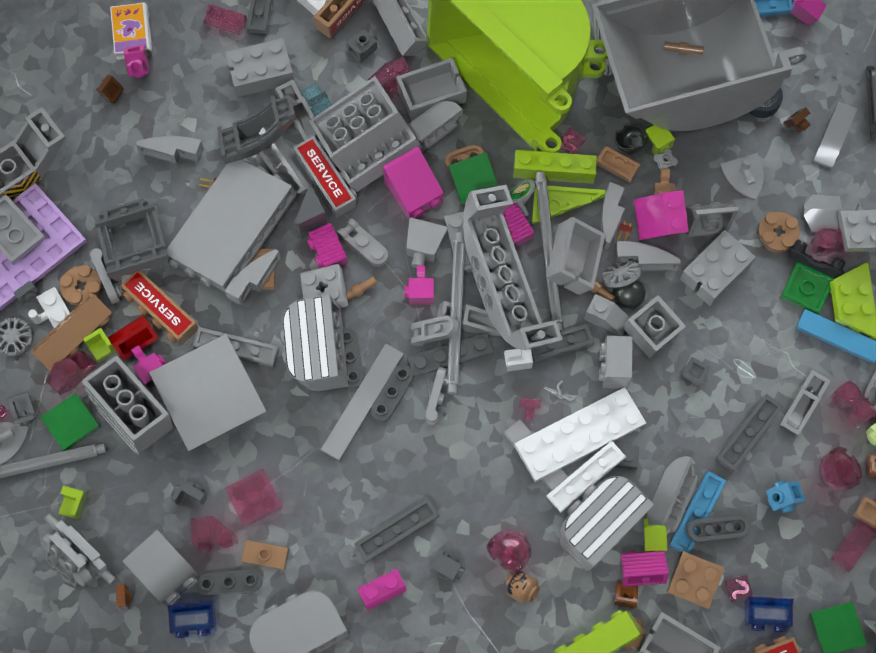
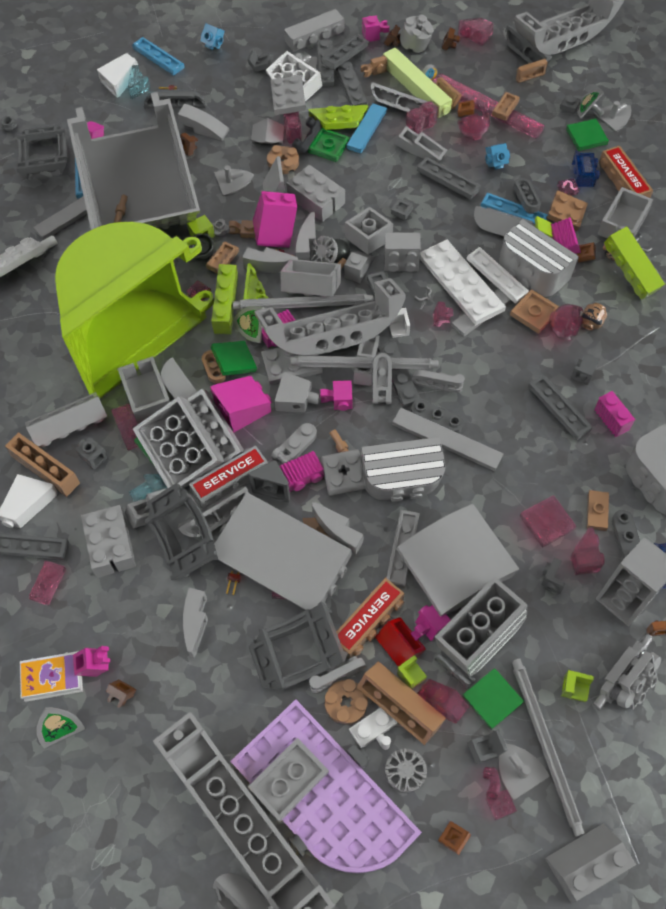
camera: 90 degrees left, 10 degrees down
(81, 36) = (56, 725): none -> shield
(533, 517) = (534, 311): none -> medium nougat plate

